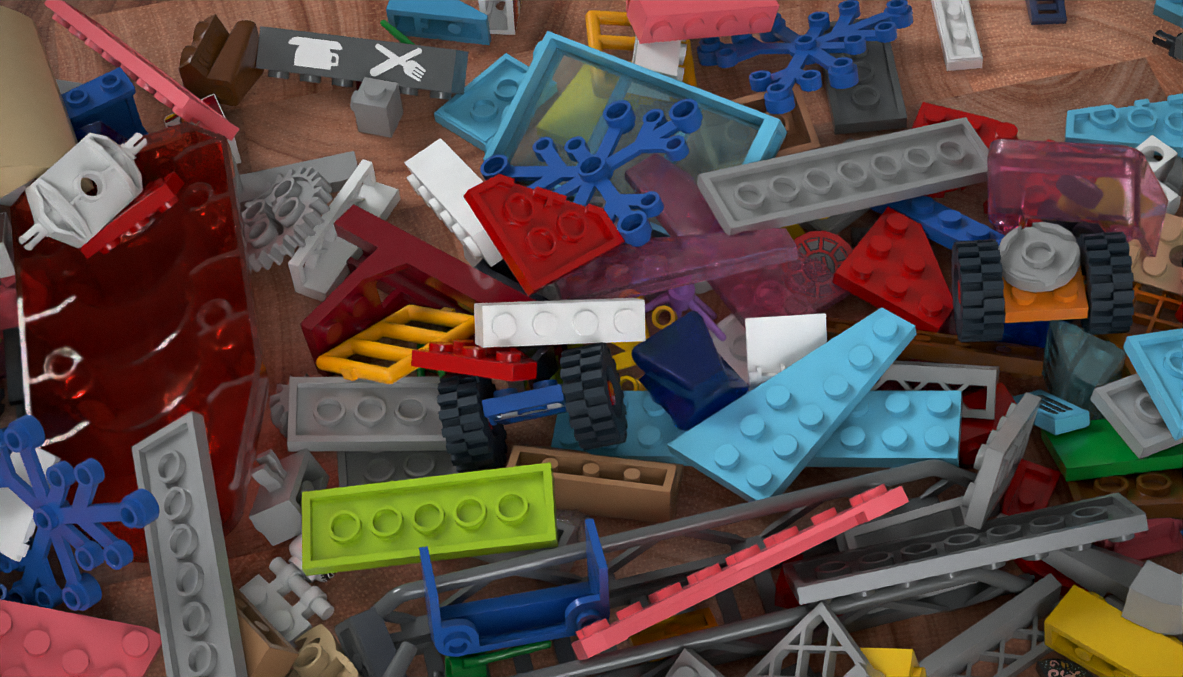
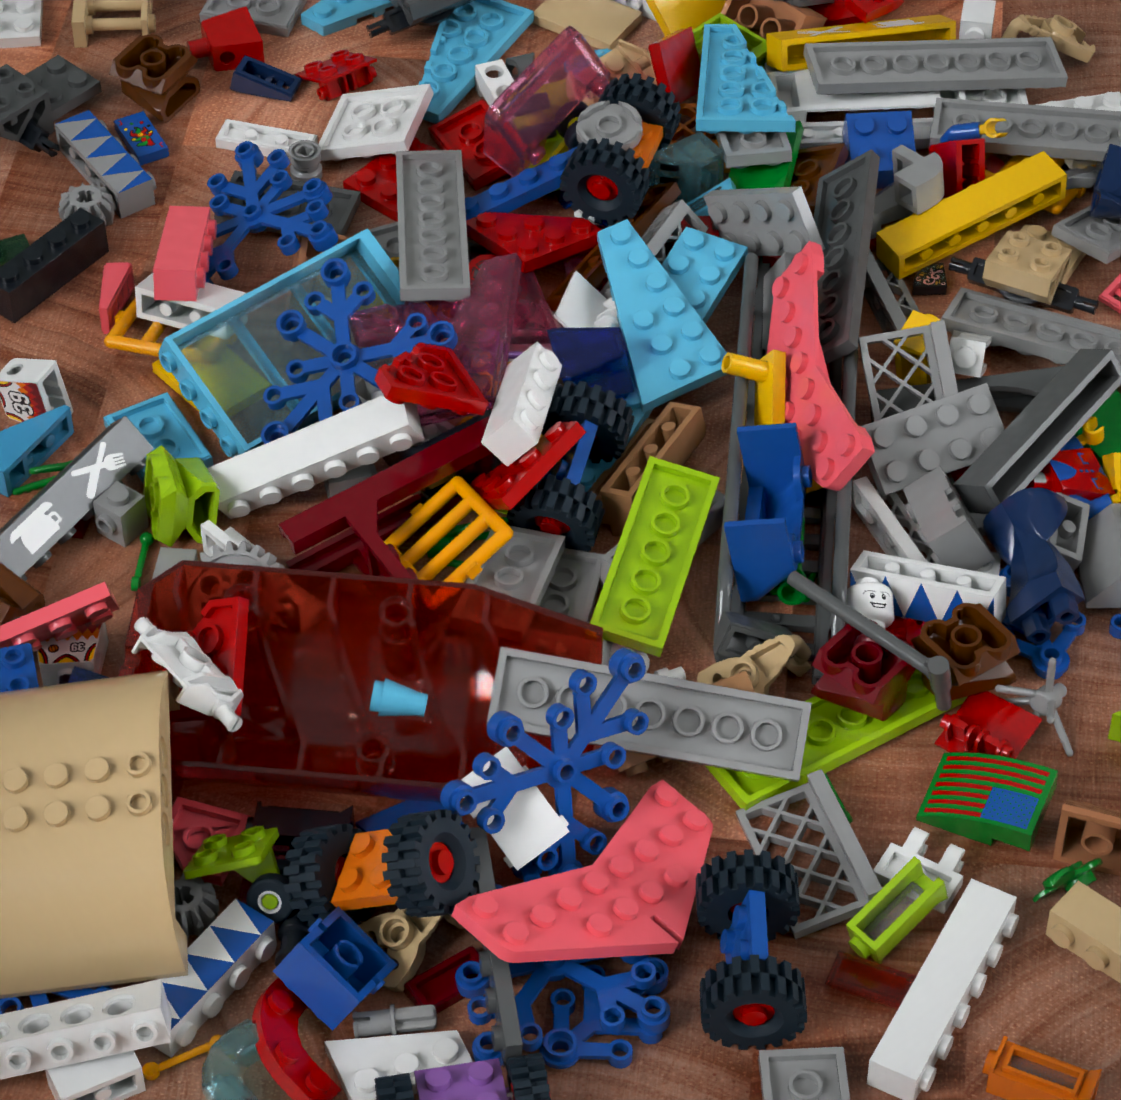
camera: 75 degrees left, 5 degrees down
(154, 368) = (397, 700): none -> medium azure cone
(311, 152) = (146, 540): none -> green hinge
(399, 130) = (178, 495): none -> lime piece
(739, 536) = (769, 380): none -> yellow piece
(929, 63) = (305, 160): none -> light grey wheel
(1015, 91) = (375, 122): none -> white plate
(1098, 41) = (339, 73): none -> red hinge

